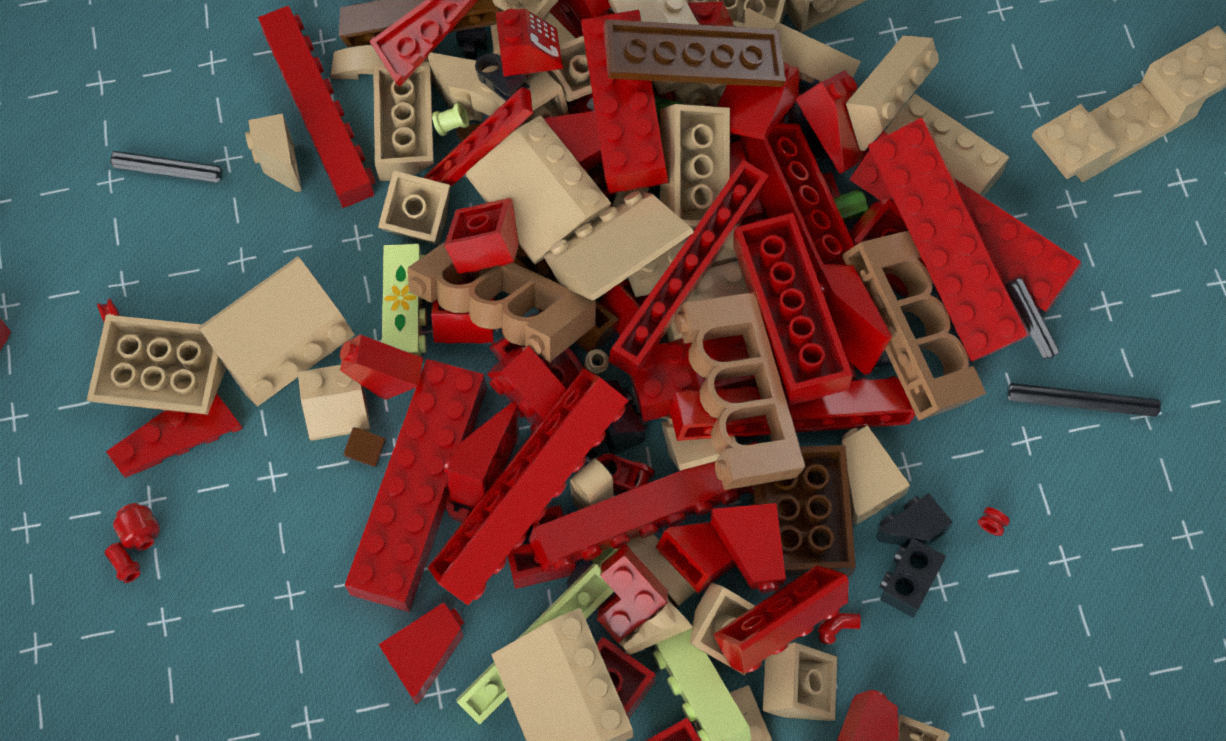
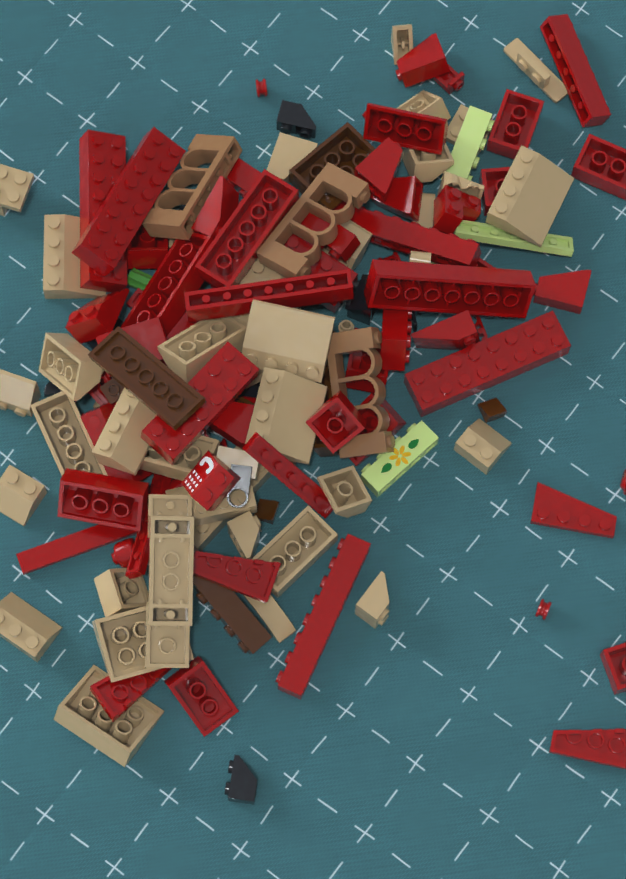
camera: 135 degrees left, 5 degrees up
(155, 366) = (548, 545): tan slope -> none
(166, 166) = (433, 667): axle -> none
(276, 331) = (478, 493): tan slope -> none
(380, 366) = (449, 421): red slope -> none
(450, 119) = (272, 522): yellowish green bush -> none
(890, 87) = (53, 296): tan slope -> none
(915, 579) = (323, 97): black brick -> none
(1032, 317) = (133, 140): axle -> none
(1084, 399) = (155, 93): black axle -> none

